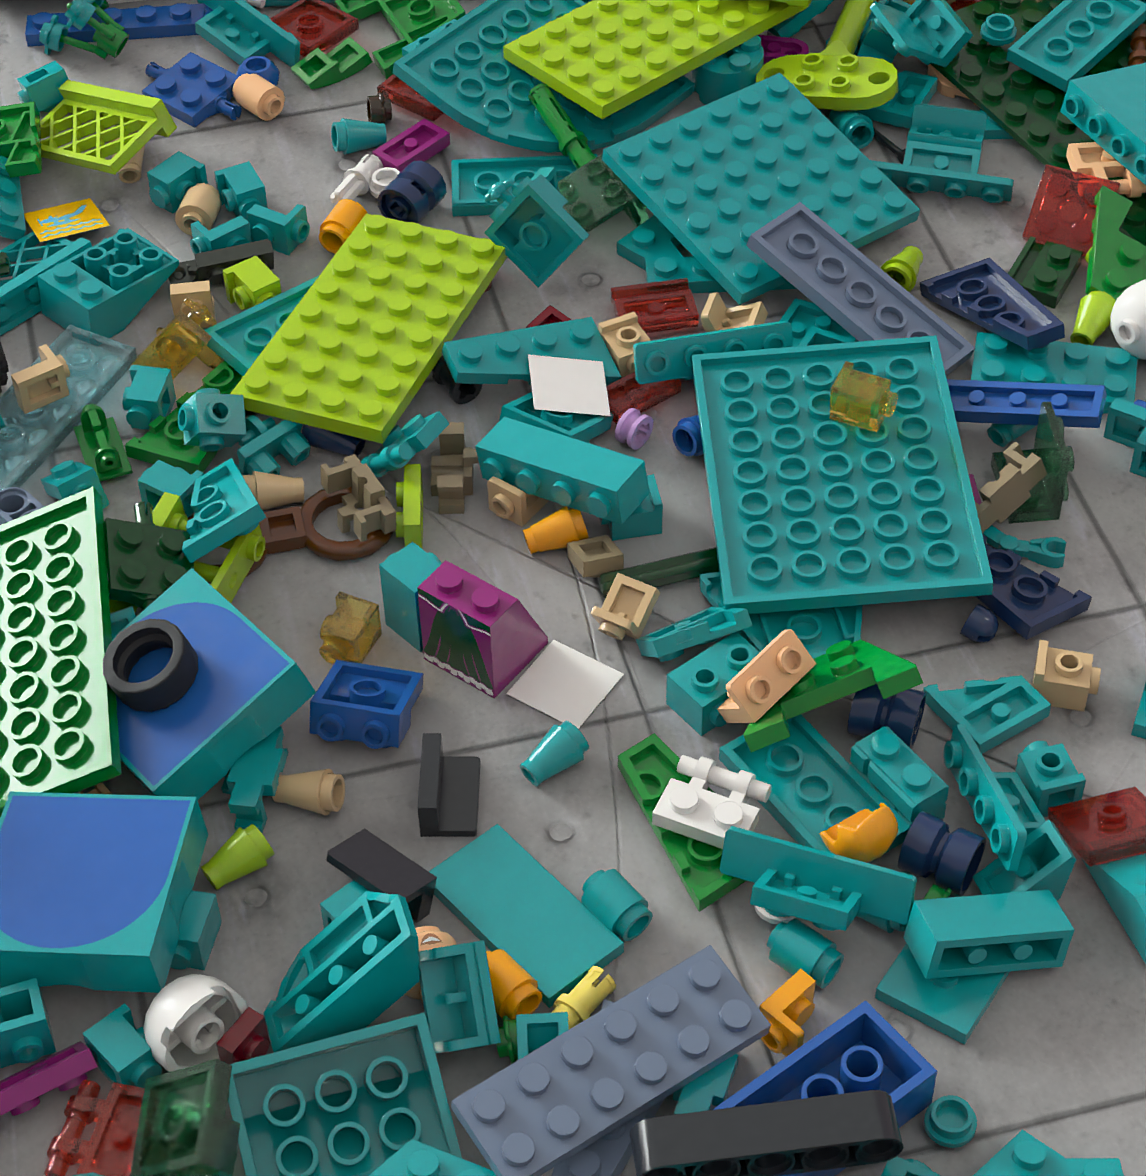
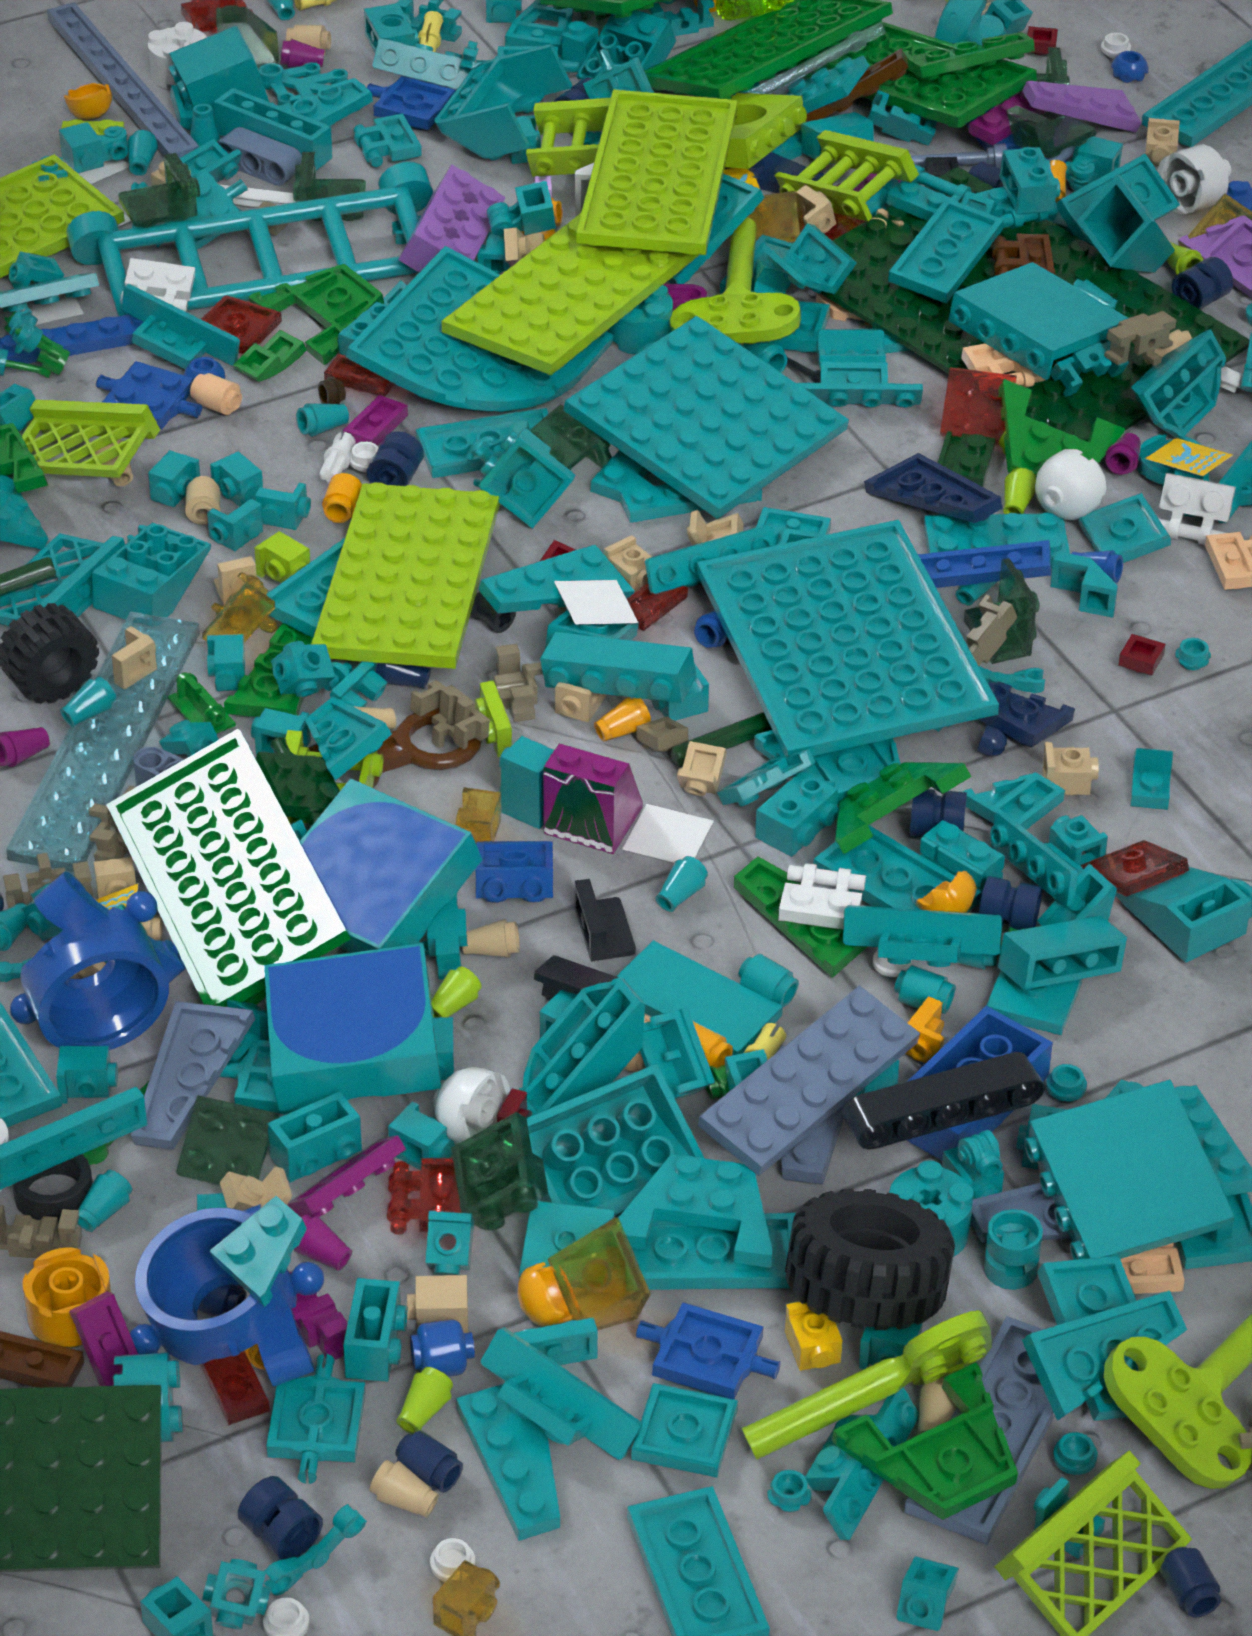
camera: 15 degrees left, 5 degrees down
(65, 220) = (81, 524): yellow sticker -> none
(164, 687) = (337, 833): black tyre -> none
(211, 263) = (243, 542): pearl dark grey hinge -> none
(405, 443) = (477, 664): teal plate -> none
(571, 141) = (525, 398): green pin -> none
(634, 428) = (660, 630): lavender bush -> none
(657, 304) = (651, 527): clear red plate -> none
(766, 679) = (841, 798): light nougat bracket -> none
(850, 284) = (807, 486): sand blue plate -> none
(861, 398) = (854, 576): clear yellow brick -> none
(904, 267) = (846, 474): lime cone -> none
(998, 29) = (875, 255): teal plate -> none

